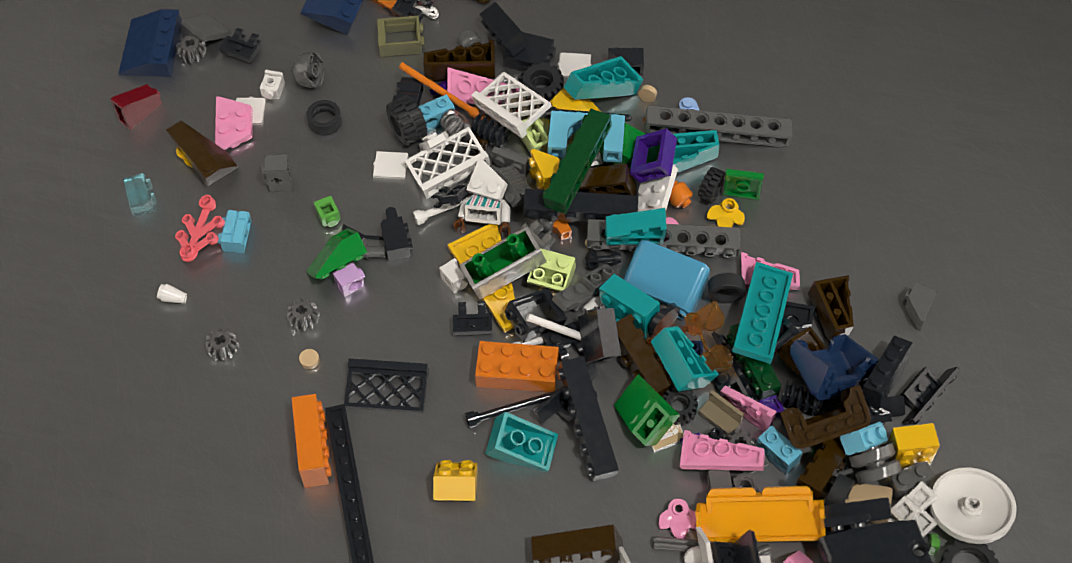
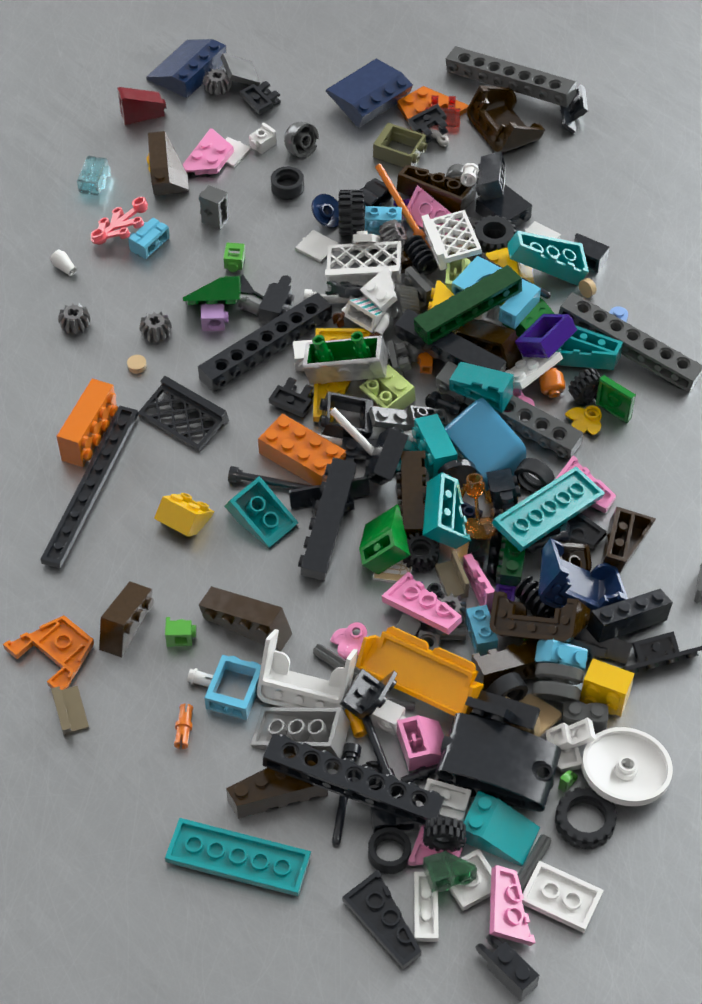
camera: 30 degrees right, 5 degrees down
(378, 127) = (326, 210): none -> dark blue dish
(391, 337) = (265, 342): none -> black brick
(485, 34) = (469, 174): none -> white bush
(714, 314) = (503, 489): none -> black hinge

